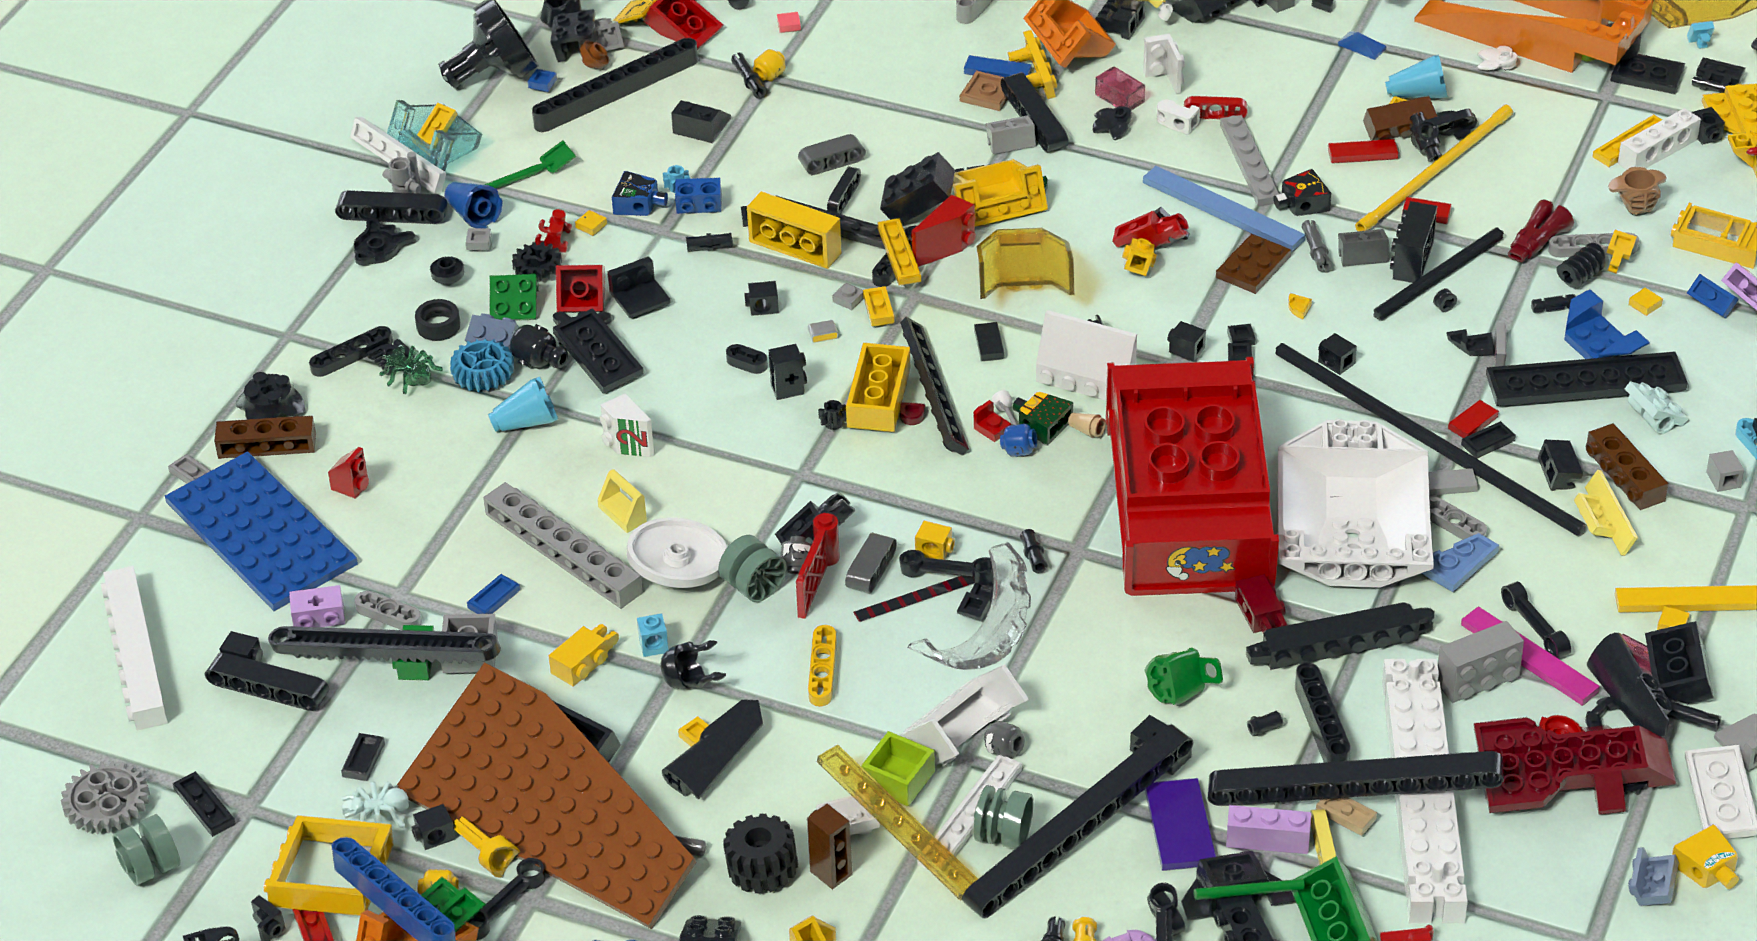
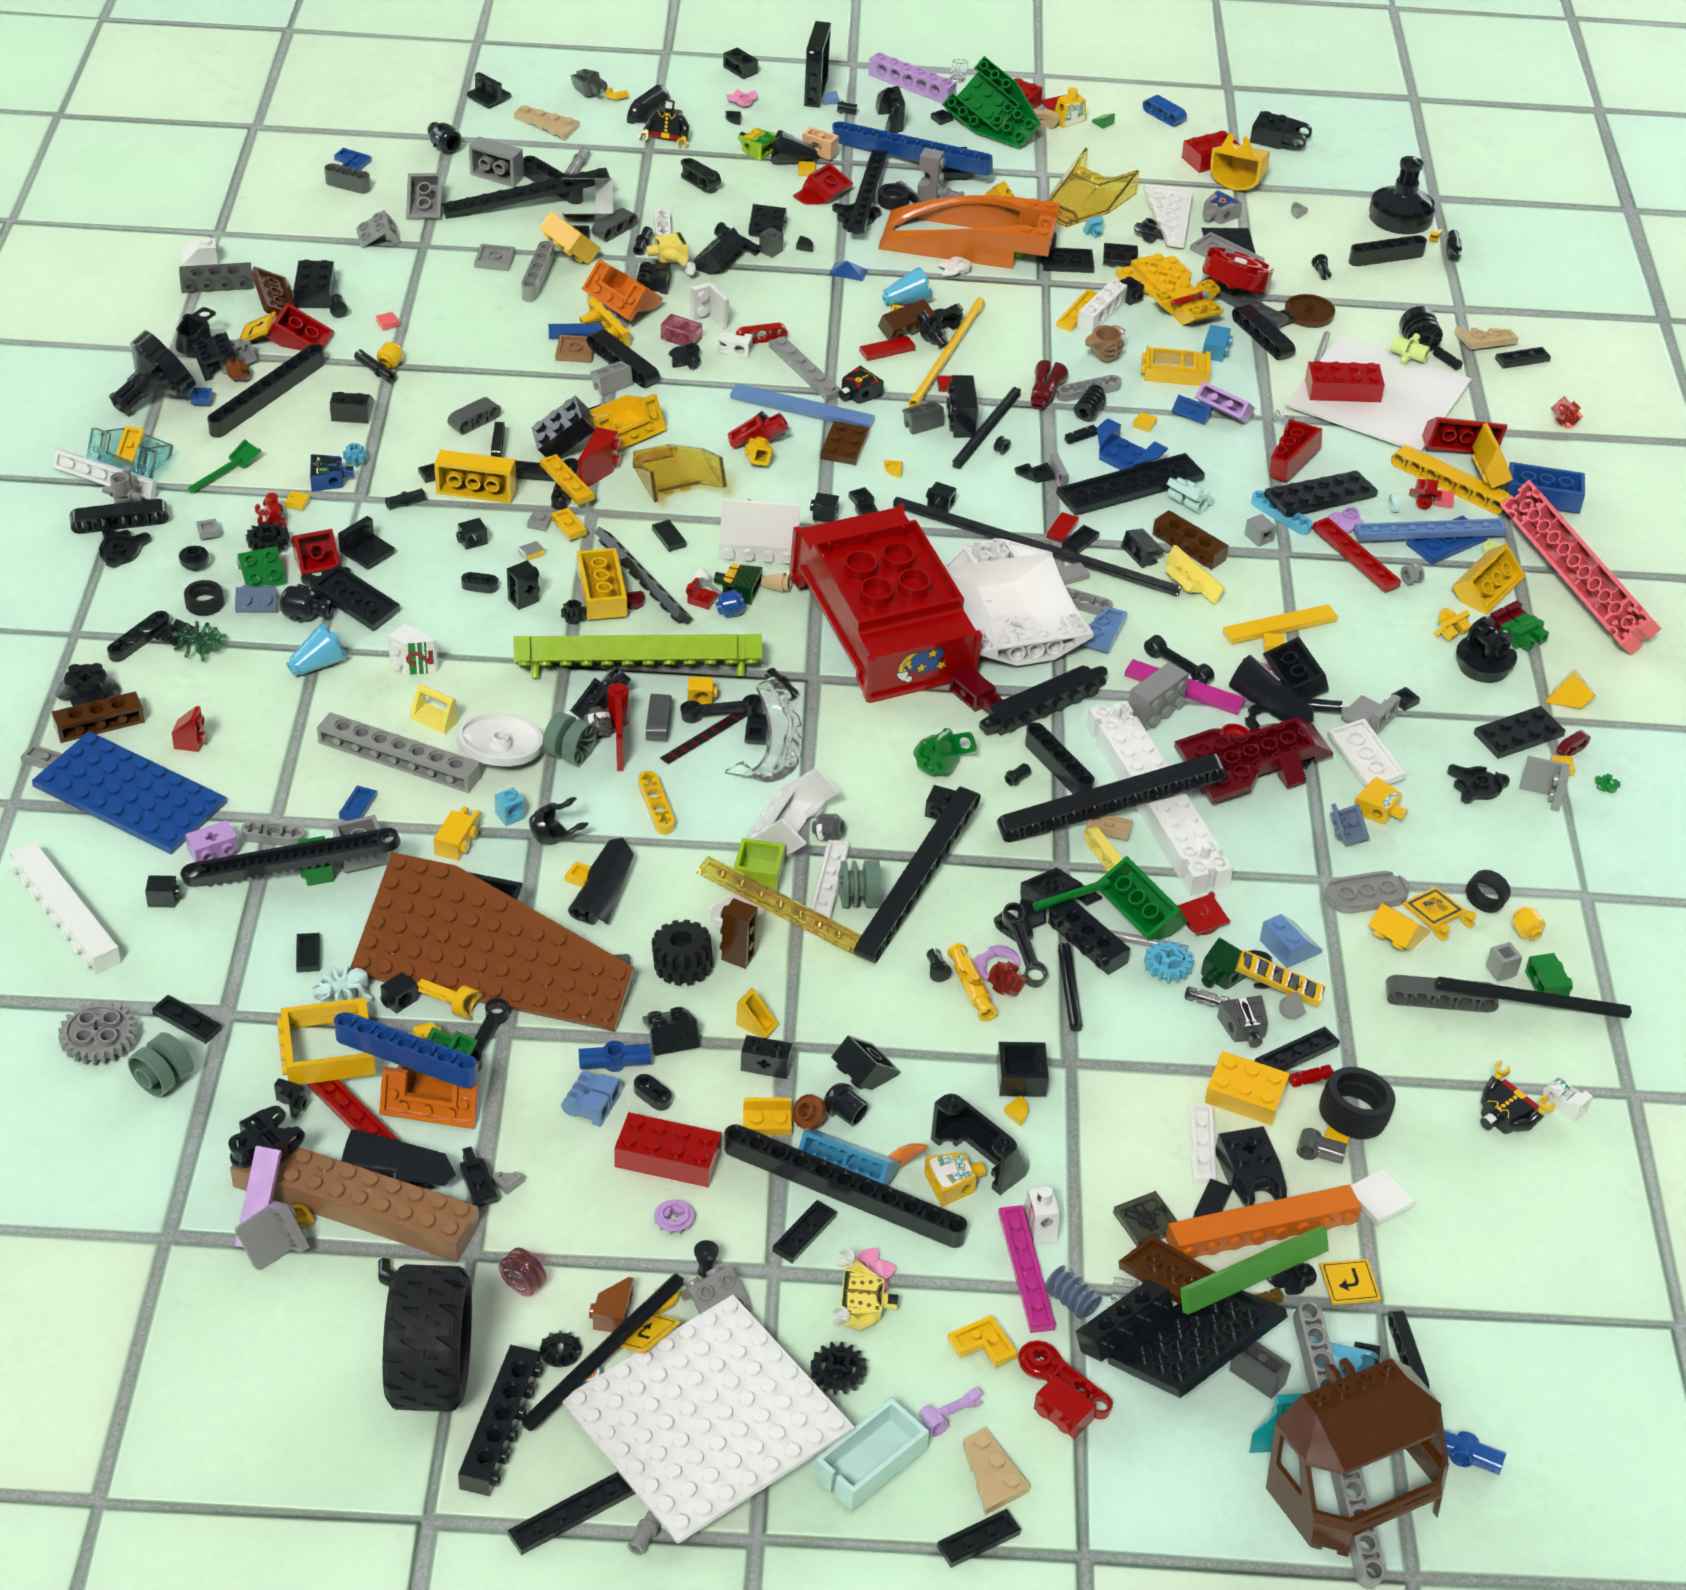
camera: 25 degrees left, 0 degrees up
(267, 681) = (196, 910): black beam -> none
(474, 203) = (192, 500): blue cone -> none
(482, 365) = (260, 626): dark azure gear -> none
(698, 195) = (379, 464): blue brick -> none
(873, 474) = (648, 649): none -> lime brick
(1179, 823) = (990, 861): dark purple tile -> none
(1268, 829) = (1060, 849): lavender brick -> none
(1318, 251) = (891, 425): dark grey pin -> none
(1620, 247) = (1112, 385): yellow plate -> none

